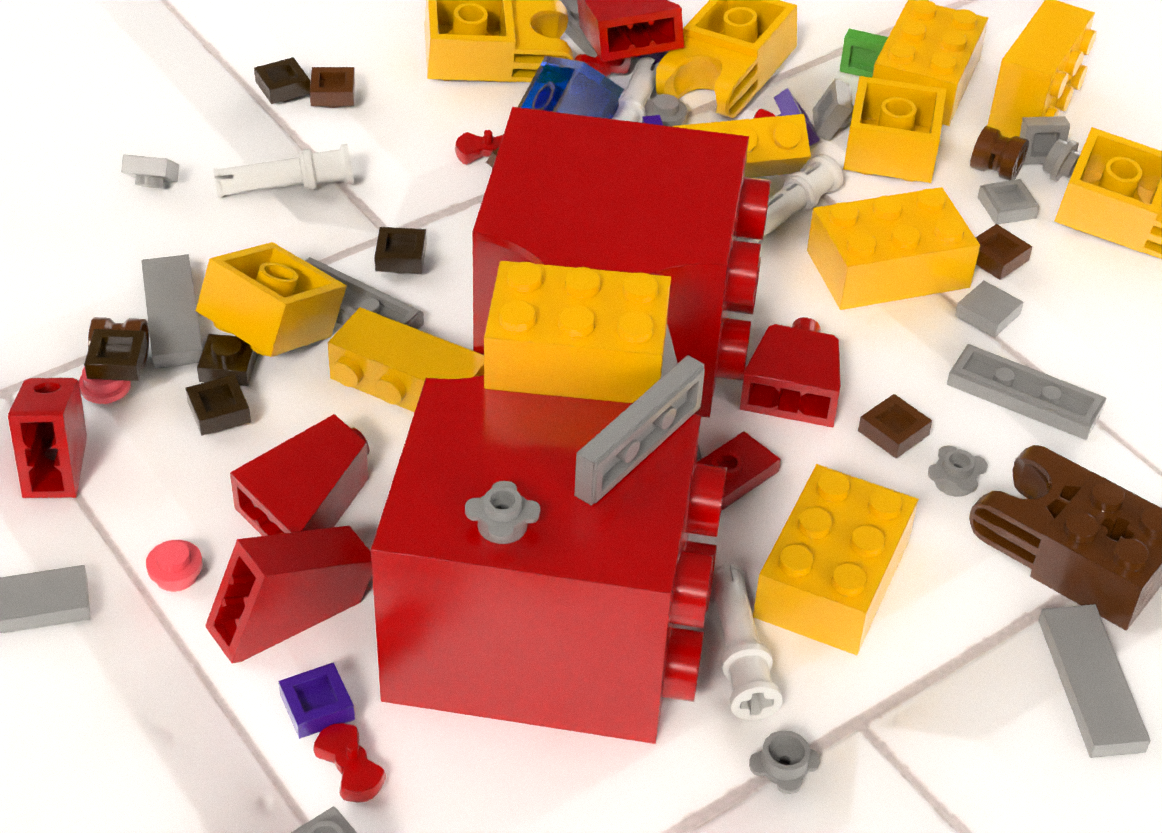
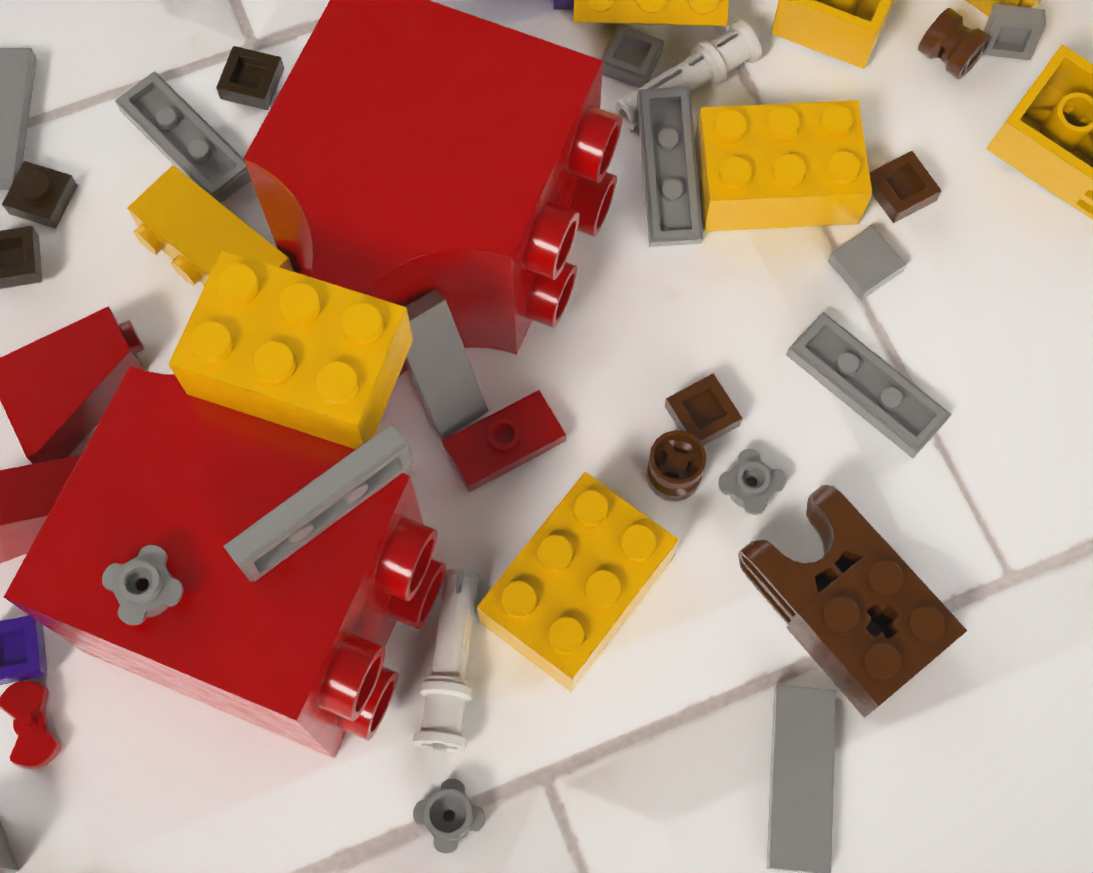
camera: 15 degrees right, 25 degrees up
(270, 299) = (83, 137): yellow brick -> none
(794, 374) = (616, 321): red torso -> none
(799, 264) = (669, 166): none -> light grey tile
(889, 459) = (680, 455): none -> reddish brown wheel
(1008, 201) = (943, 110): light grey tile -> none
(1061, 159) = (1024, 64): light grey plate -> none

